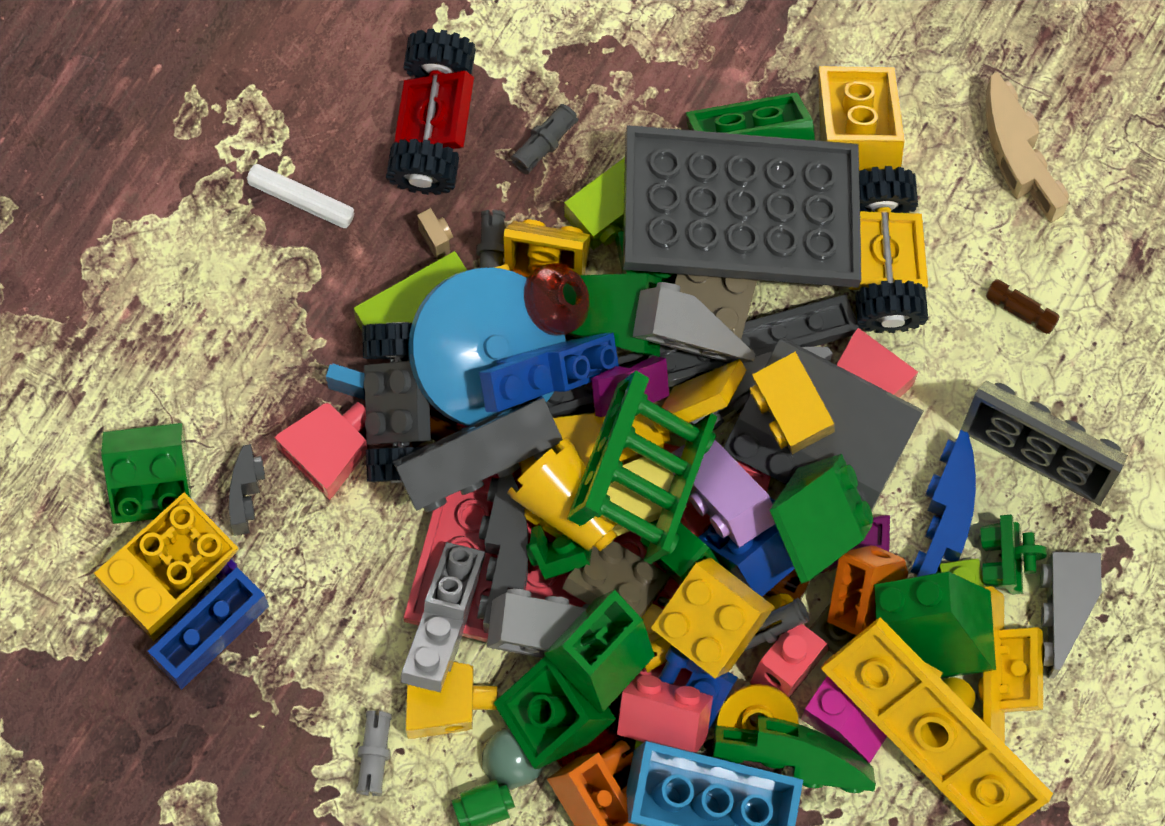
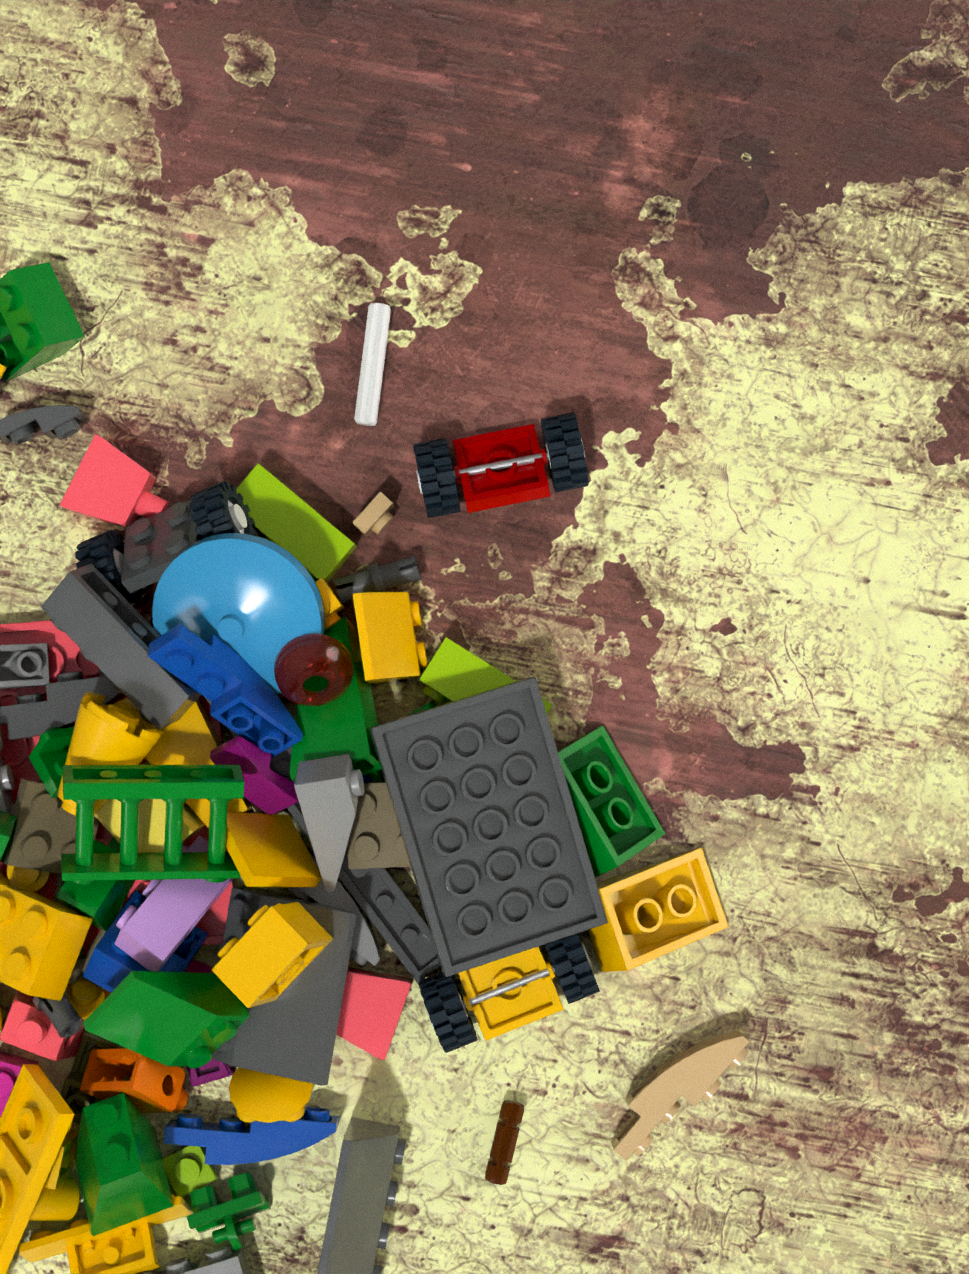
camera: 75 degrees right, 15 degrees up
(346, 381) = (186, 480): dark azure tile -> none
(544, 138) = (519, 590): dark grey pin -> none
(914, 480) = (268, 1096): none -> yellow dish

